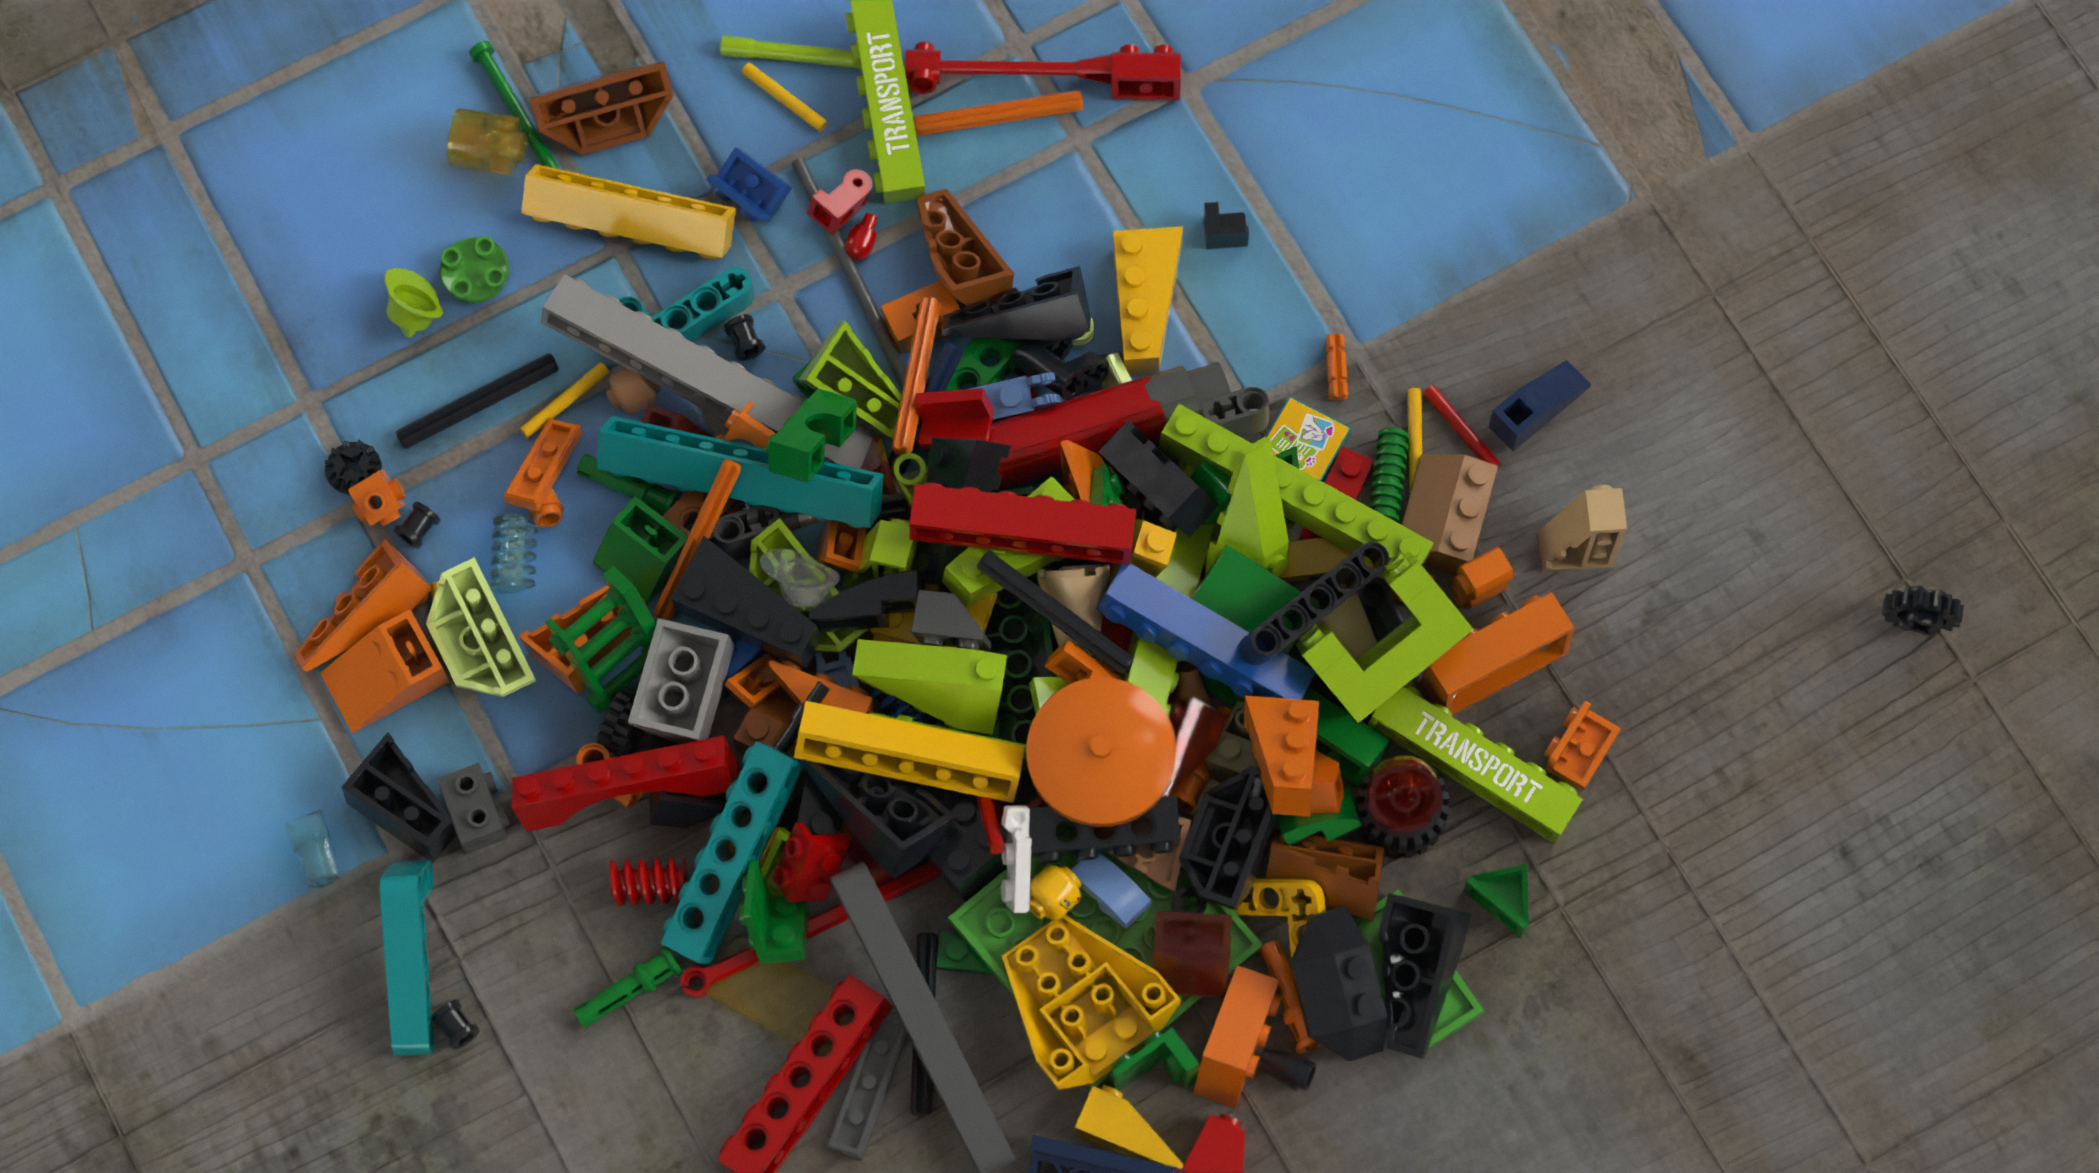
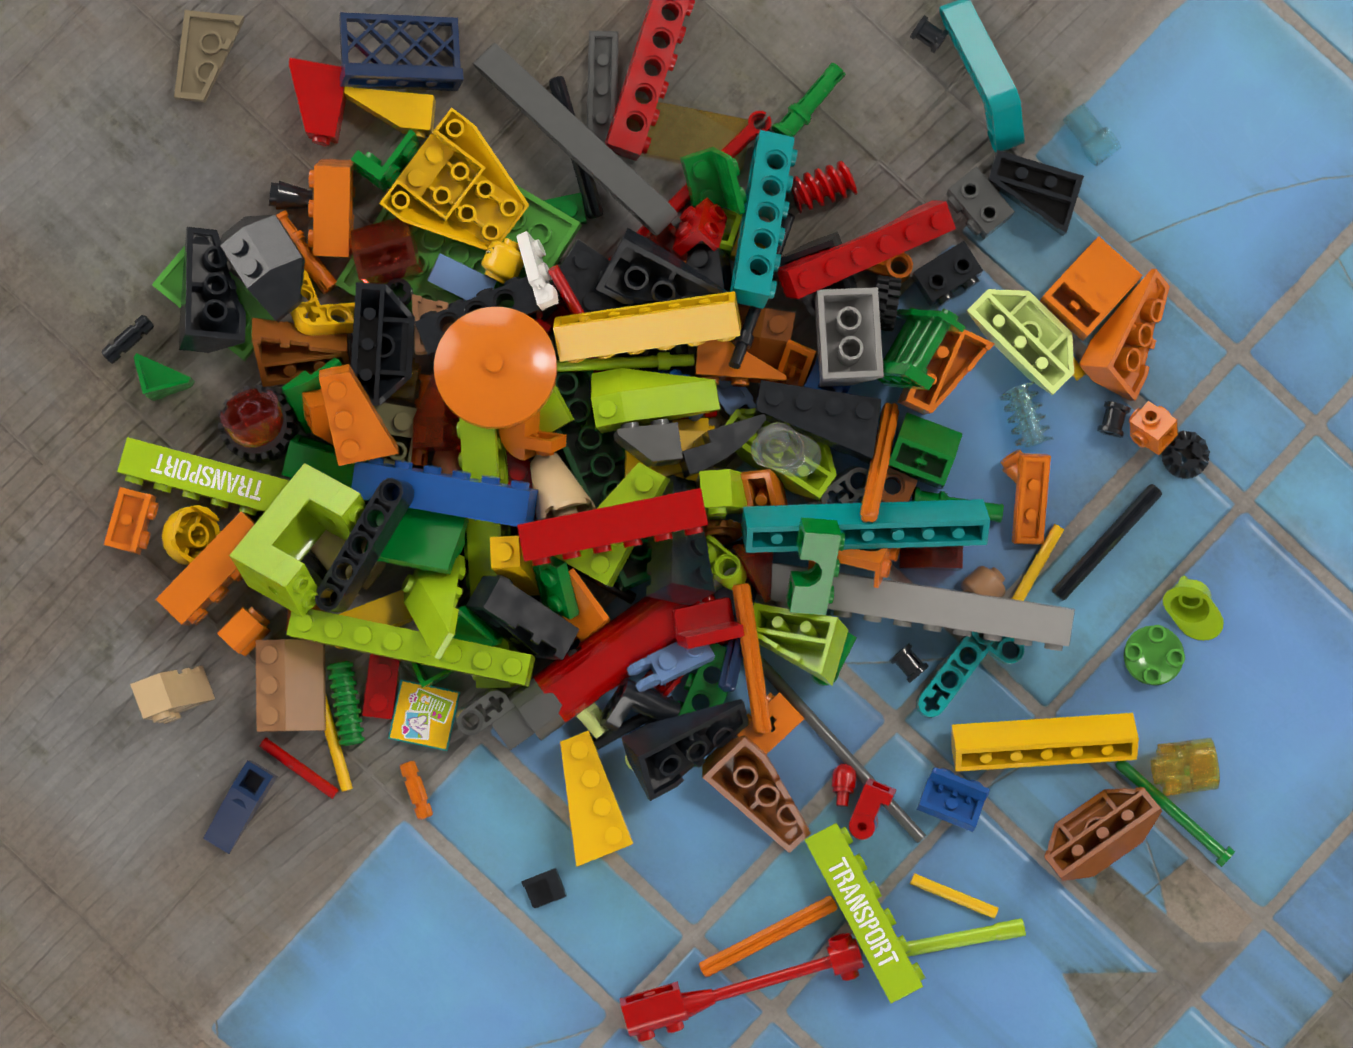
camera: 160 degrees right, 15 degrees up
(541, 739) = (947, 274): none -> black brick
(1055, 612) = (567, 469): black axle -> none
(1514, 701) = (189, 533): none -> yellow cylinder
(1530, 959) = (127, 339): none -> black axle

